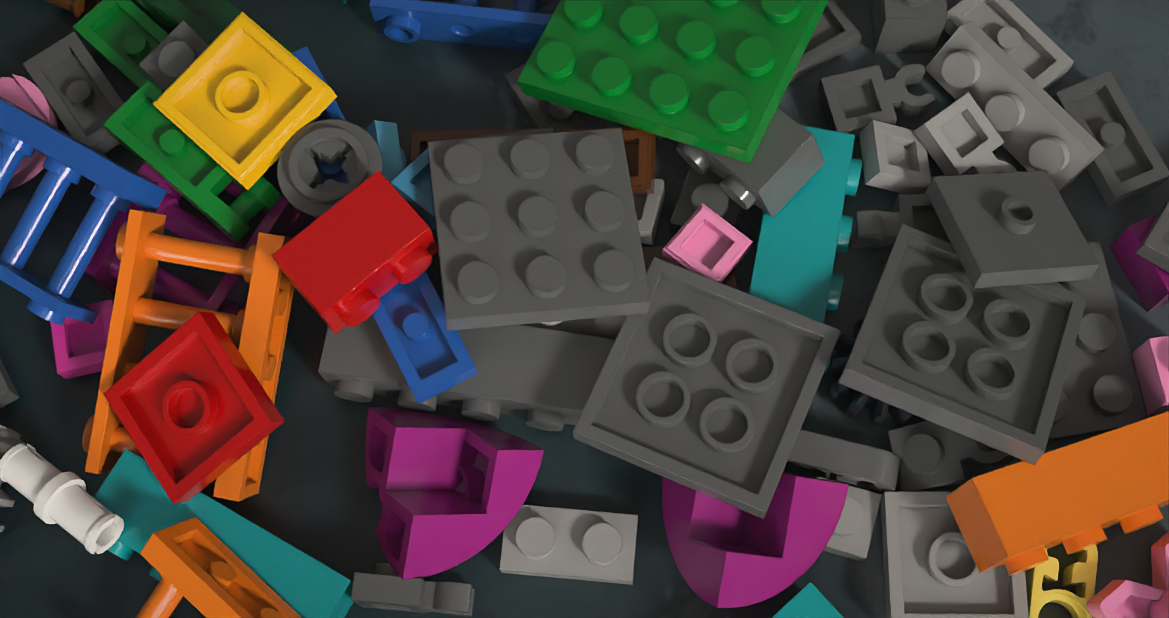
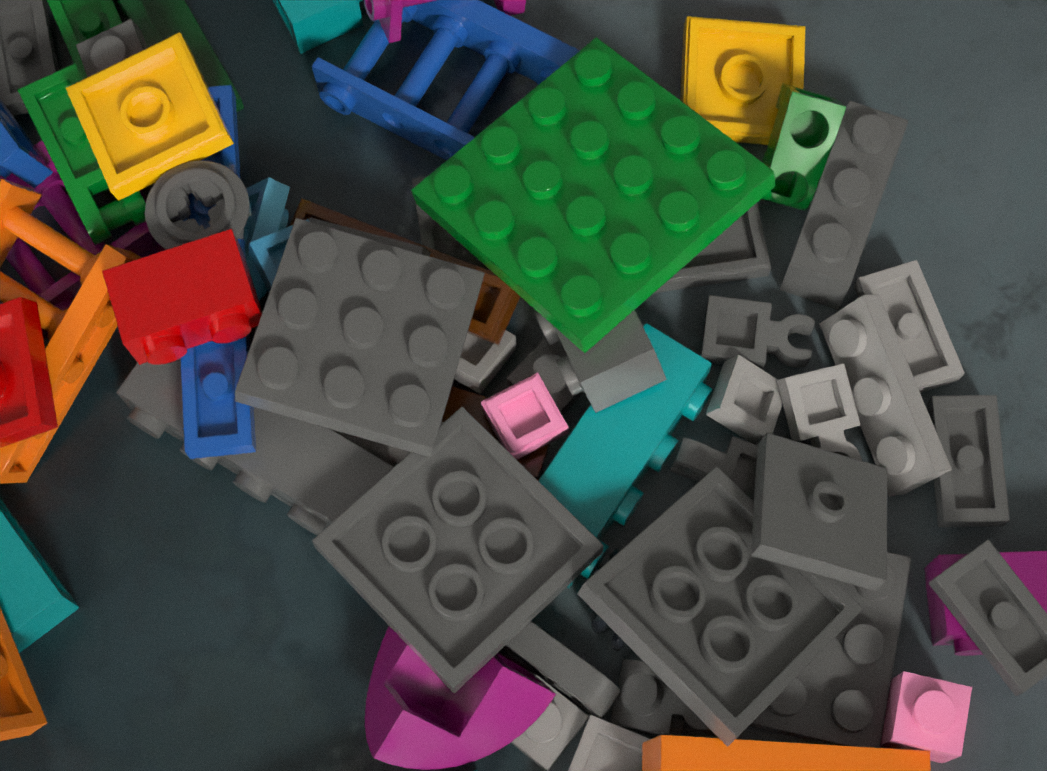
camera: 20 degrees right, 0 degrees up
(390, 592) = (105, 621): dark grey plate -> none
(443, 486) = (187, 543): magenta brick -> none
(570, 544) = (281, 643): light grey plate -> none

